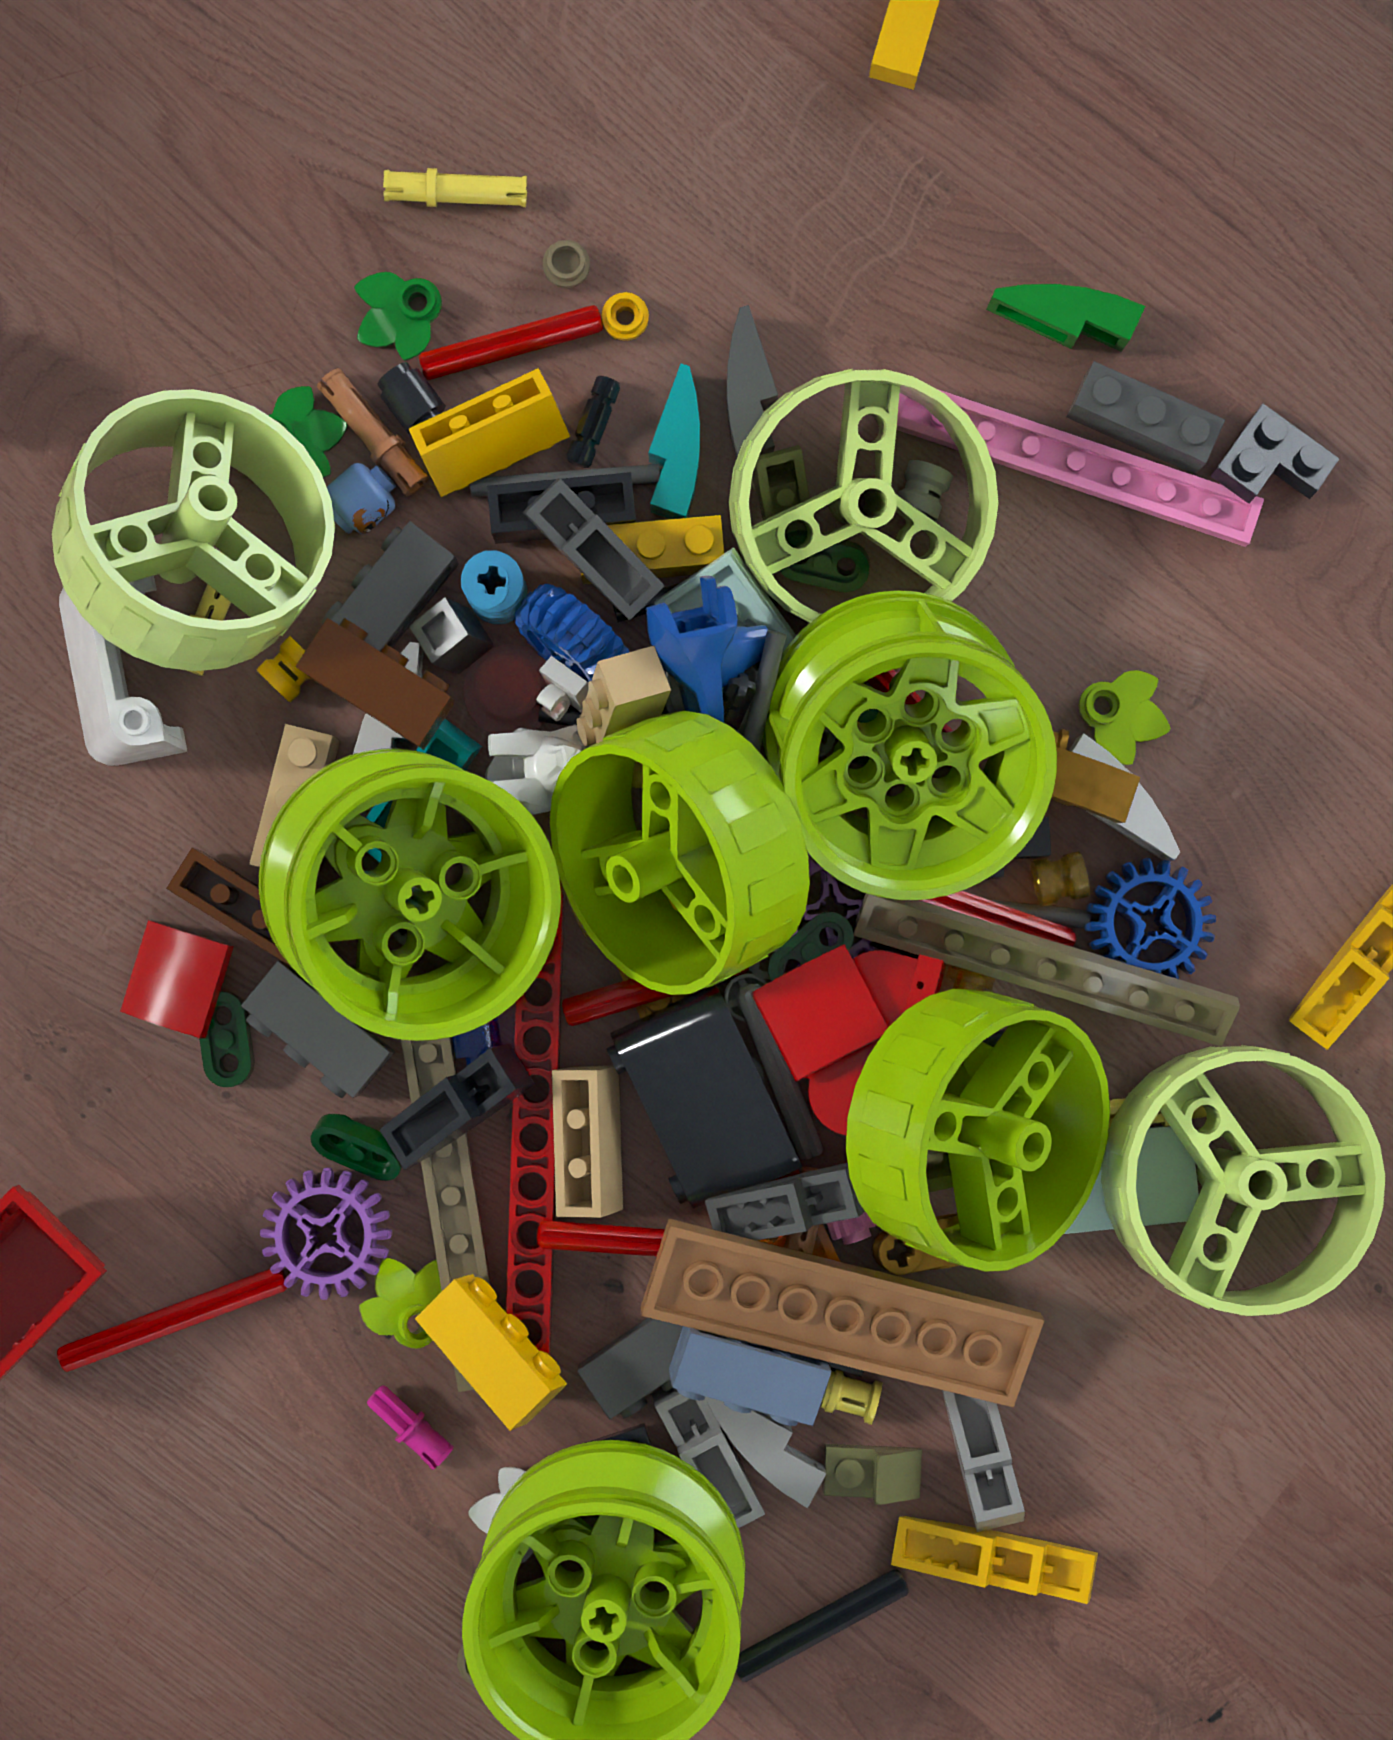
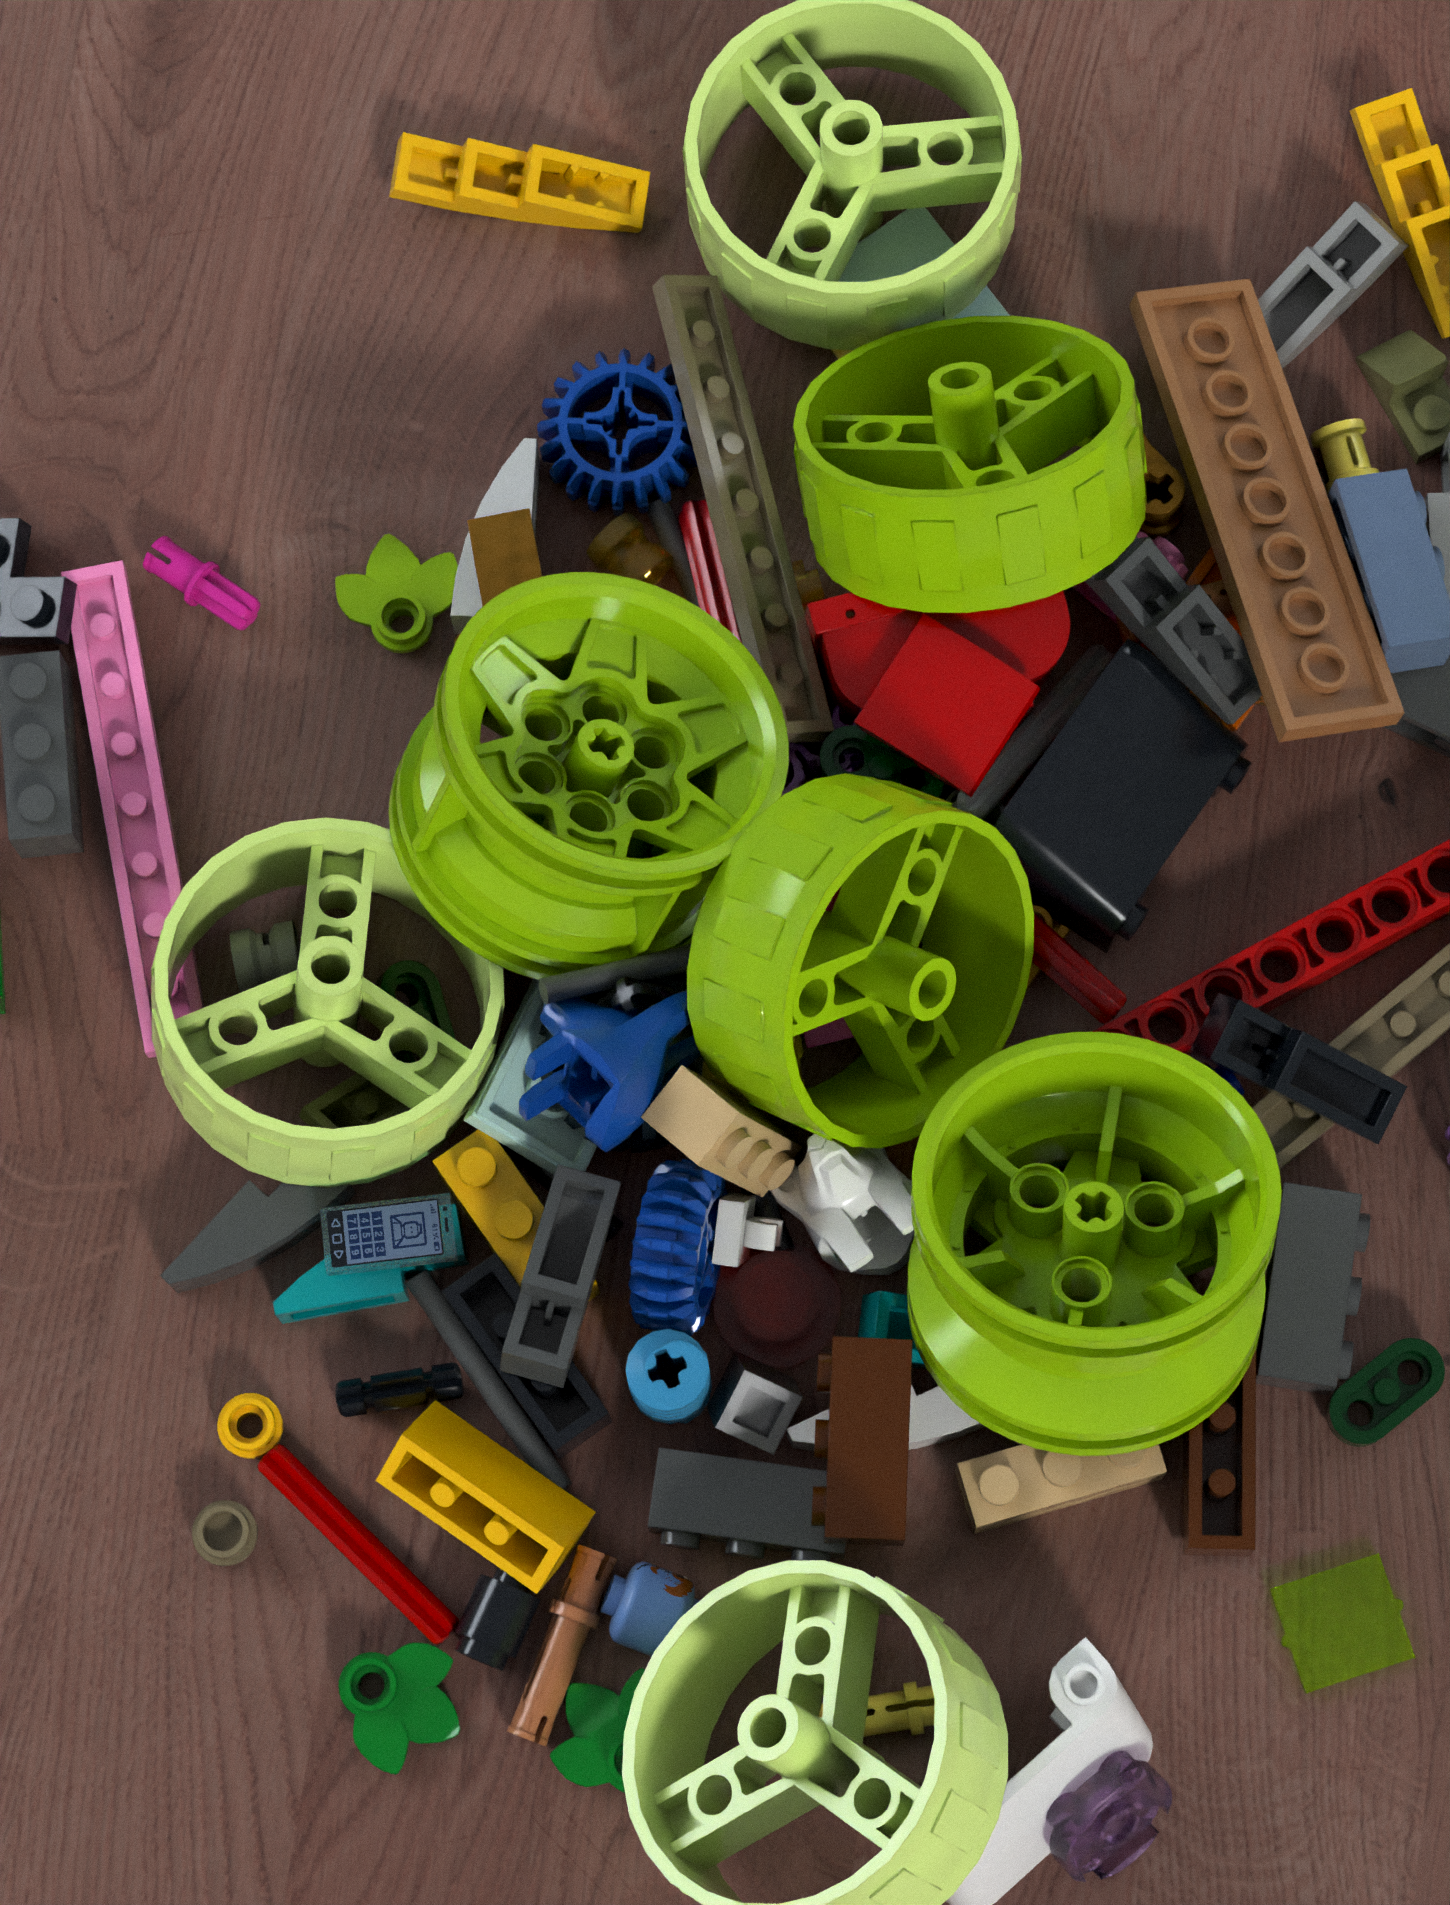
camera: 110 degrees left, 10 degrees down
(61, 701) = (1108, 1817): none -> clear purple plate
(102, 925) = (1341, 1623): none -> clear neon green piece
(176, 979) = (1352, 1491): red slope -> none
(289, 654) = (892, 1565): yellow wheel -> none
(355, 1147) = (1414, 1166): dark green plate -> none
(454, 188) = (211, 1731): light yellow pin -> none
(587, 1141) = (1245, 903): tan brick -> none
(599, 1238) = (1338, 812): red axle -> none
(688, 460) = (388, 1234): none -> tile
(1203, 588) = (202, 584): none -> dark pink axle

